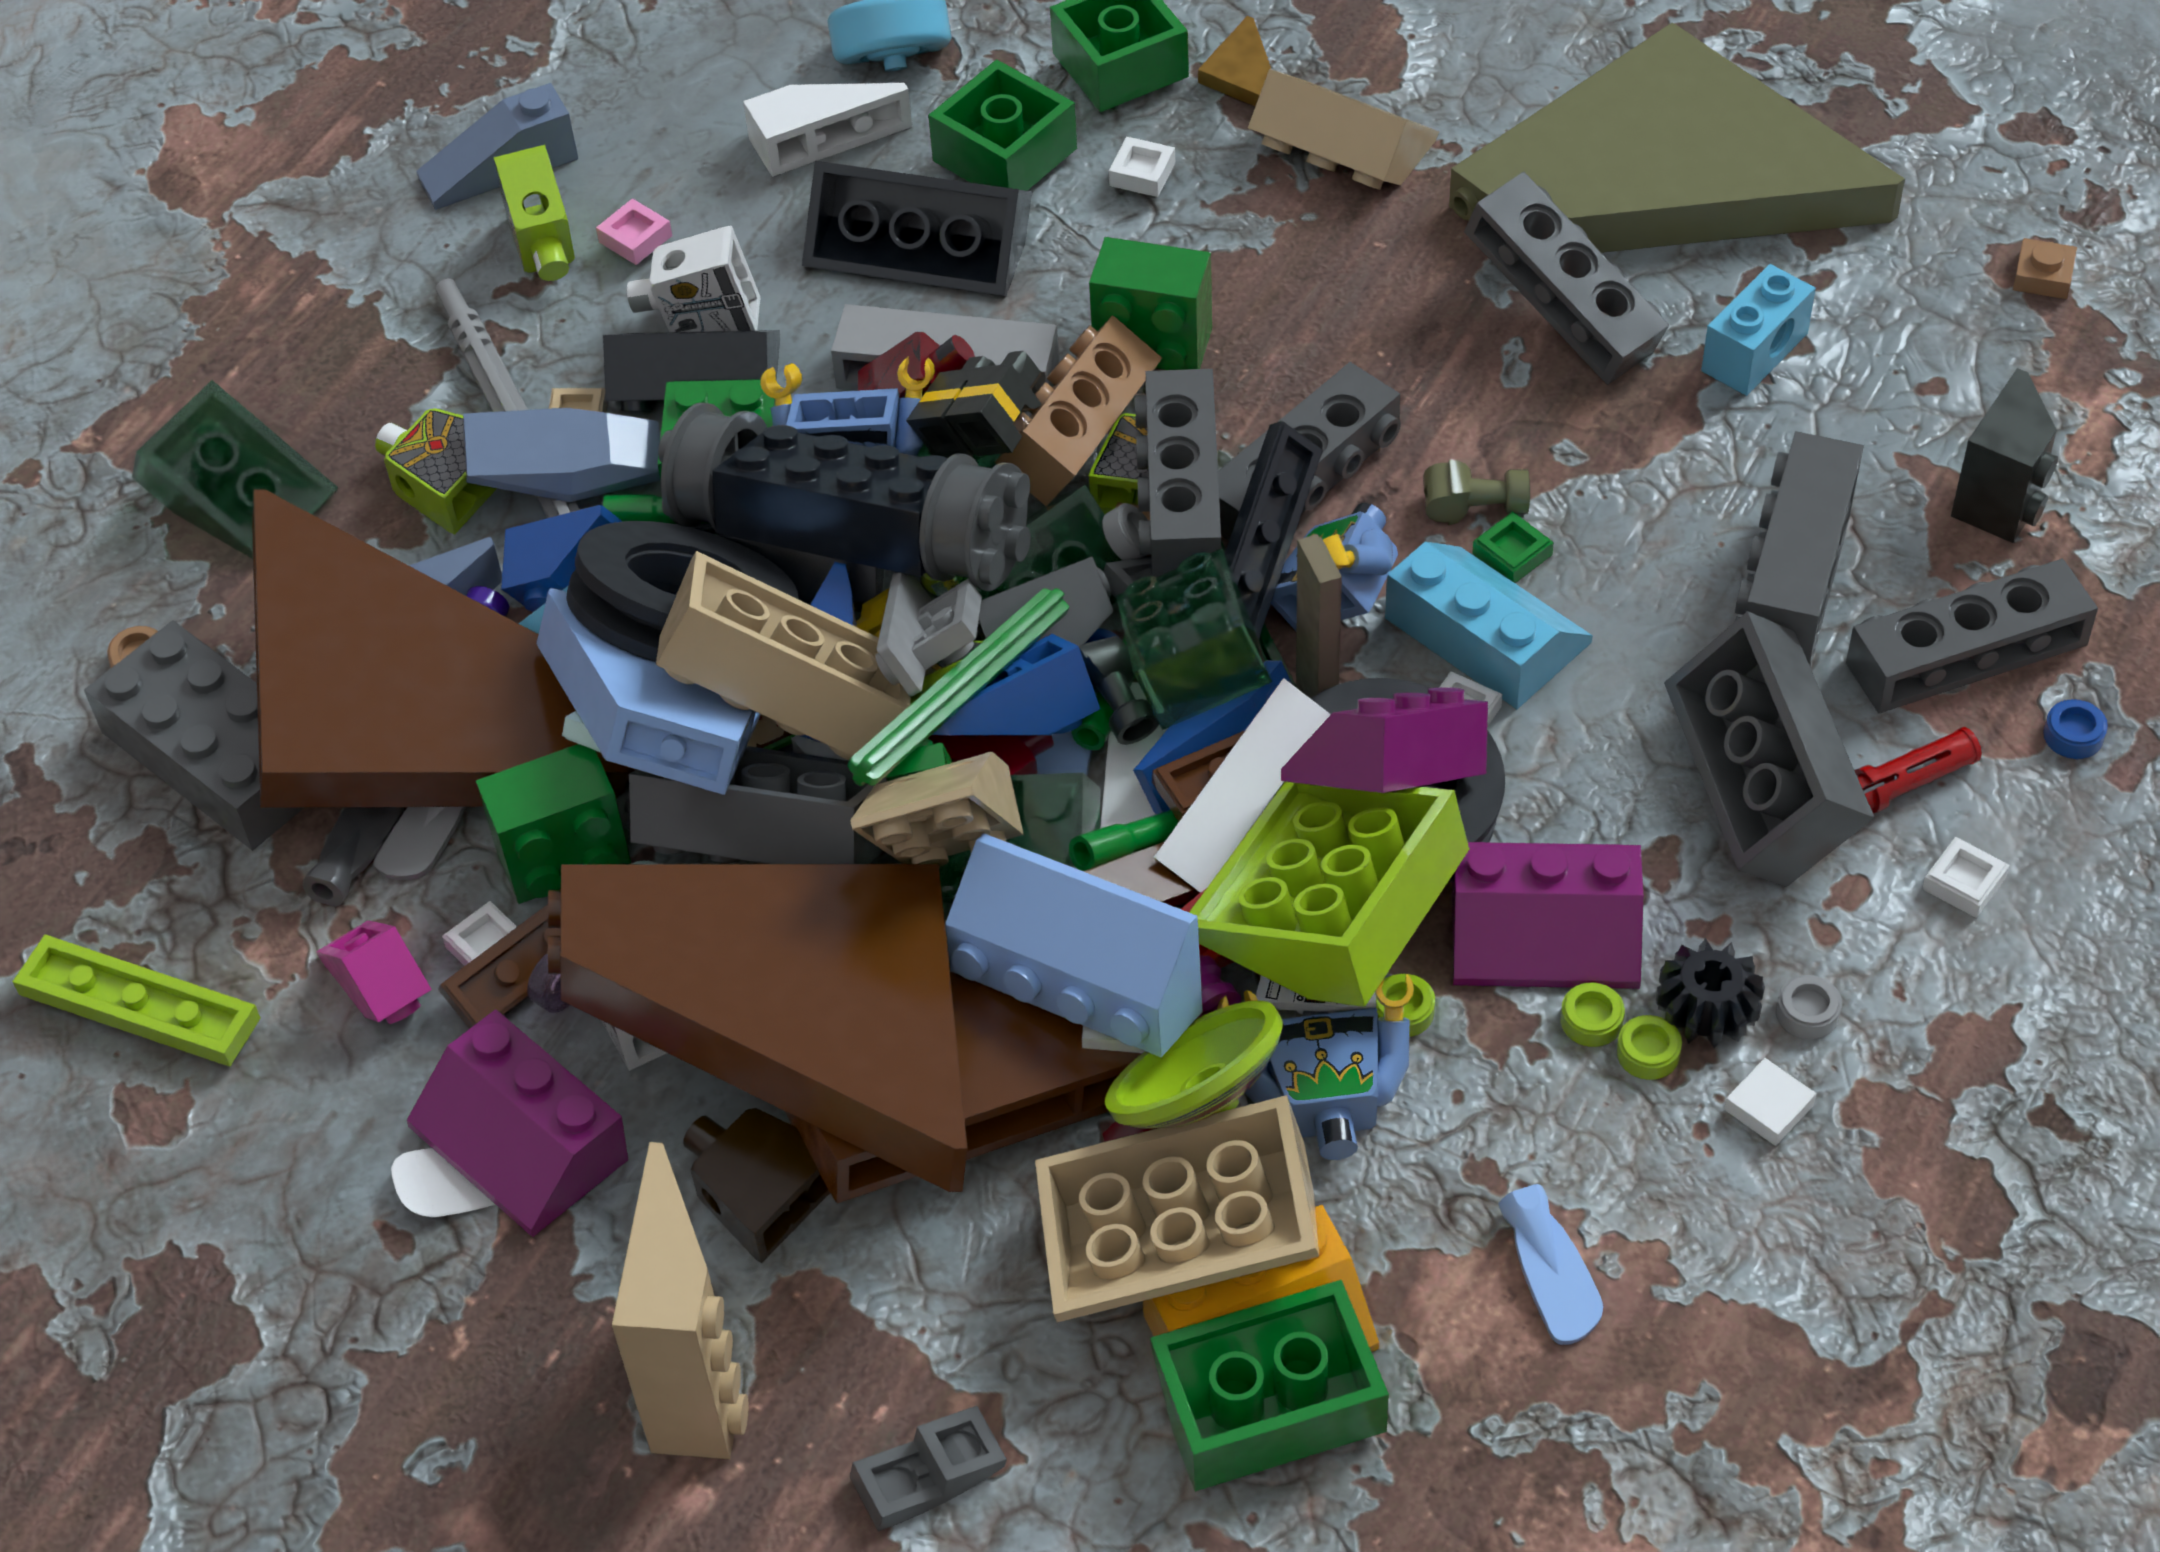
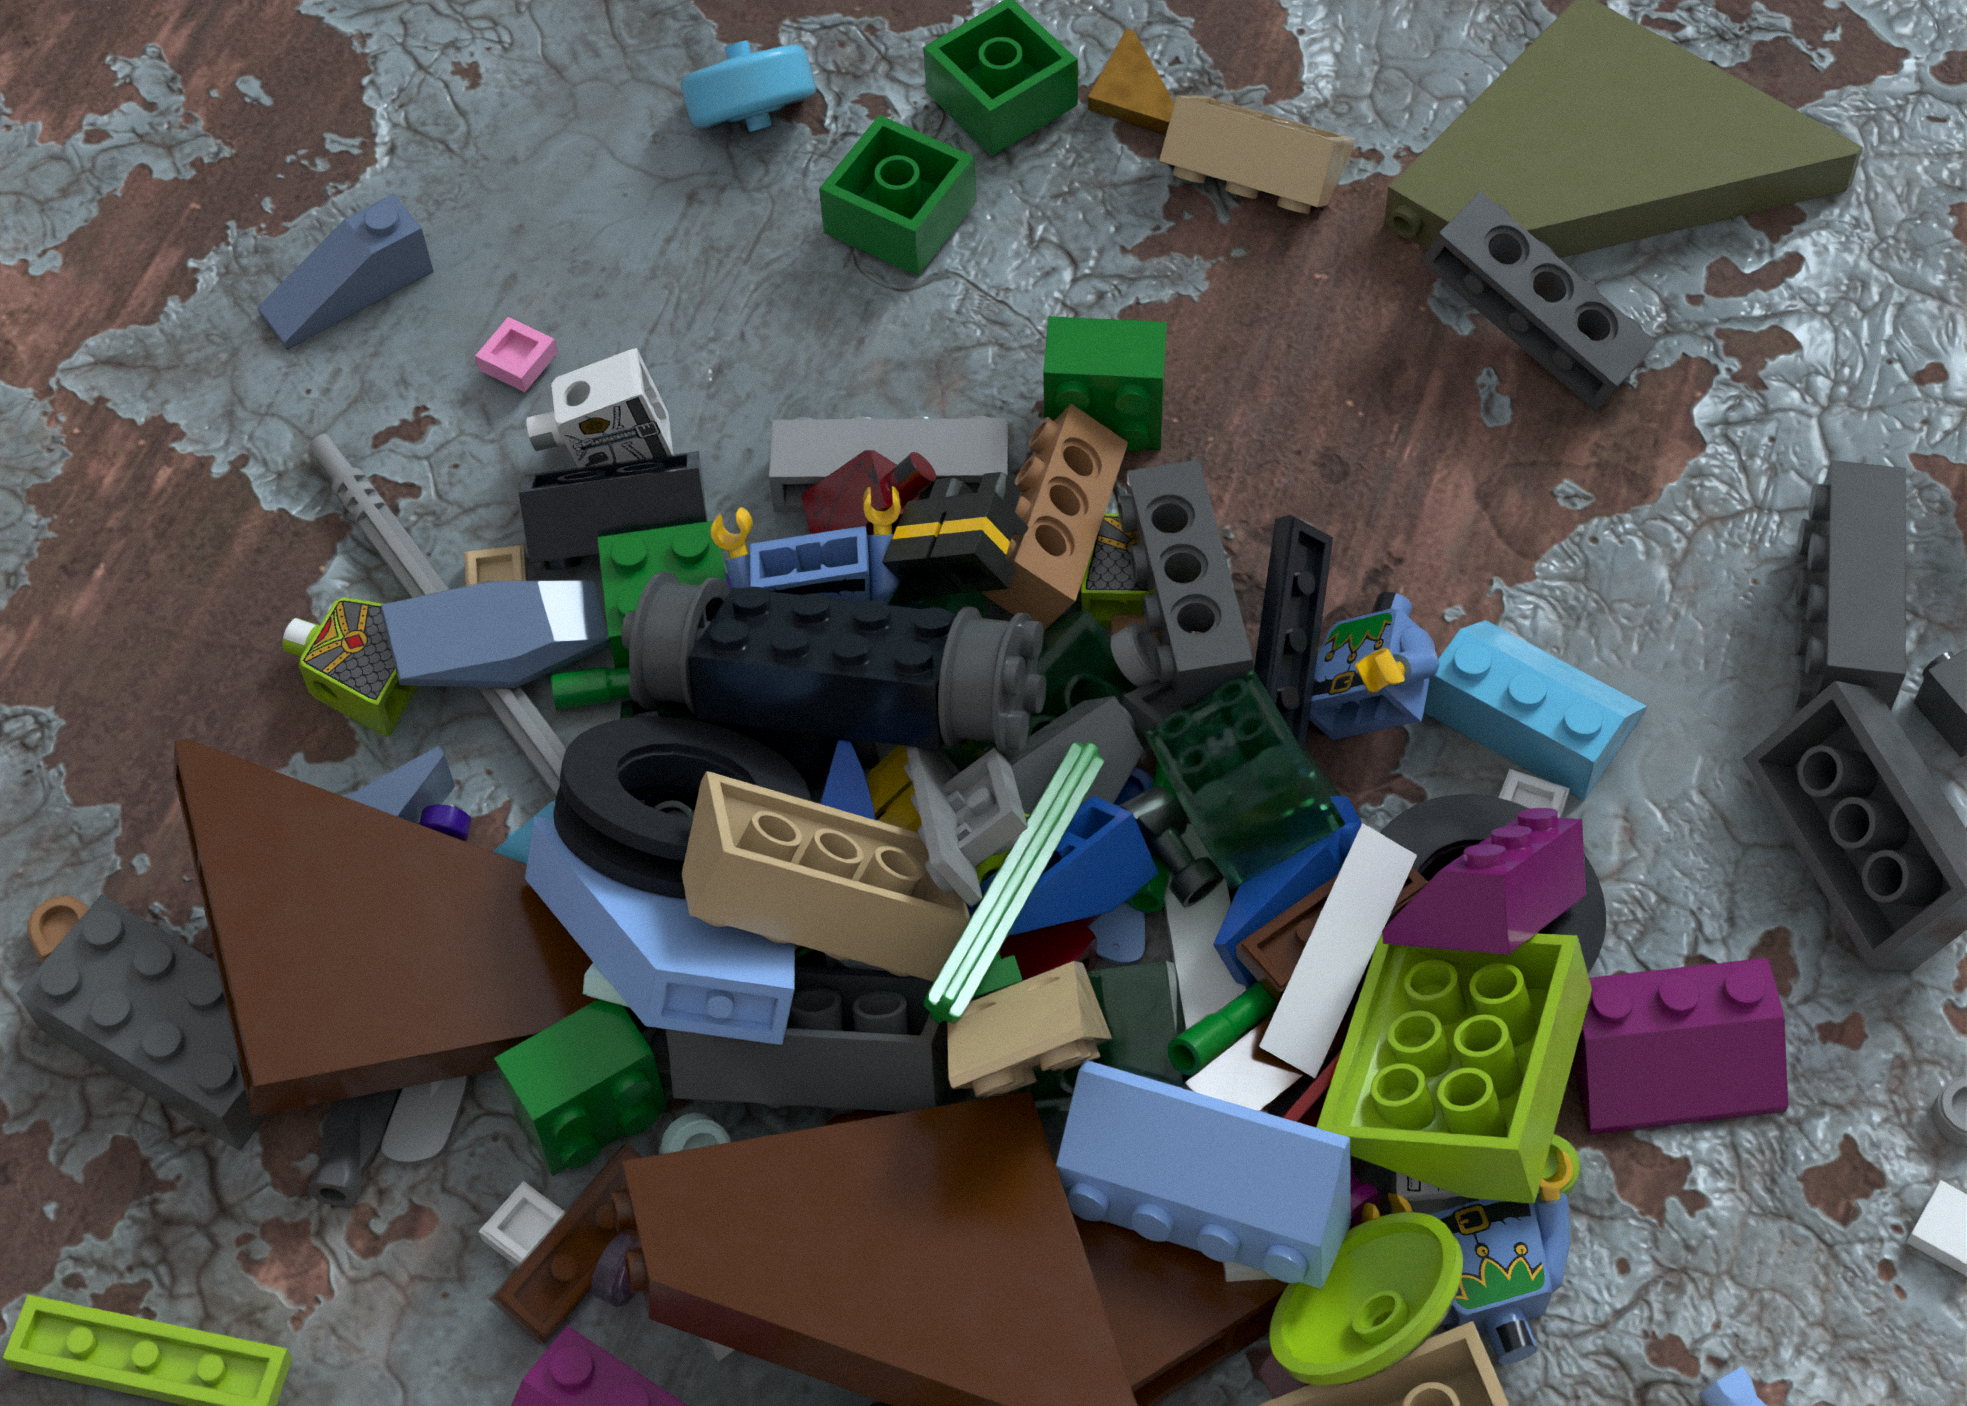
camera: 10 degrees left, 5 degrees up
(213, 461) = (125, 699): clear green slope -> none
(376, 971) = (413, 1285): dark pink slope -> none
(539, 230) = (407, 349): lime torso -> none
(544, 553) = (517, 761): blue slope -> none
(821, 120) = (694, 200): white slope -> none
(915, 228) = (824, 316): black slope -> none
(1142, 166) = (1052, 216): white plate -> none
(1317, 617) = (1383, 749): dark tan tile -> none
(1344, 417) = (1335, 469): dark grey brick -> none
(1452, 491) = (1465, 557): olive leg -> none
(1513, 547) = (1540, 614): green tile -> none
(1592, 1014) = (1745, 1151): lime tile -> none
(1649, 1047) = (1813, 1181): lime tile -> none
(1710, 993) = (1857, 1133): black gear -> none
(1758, 329) = (1745, 334): medium azure brick -> none

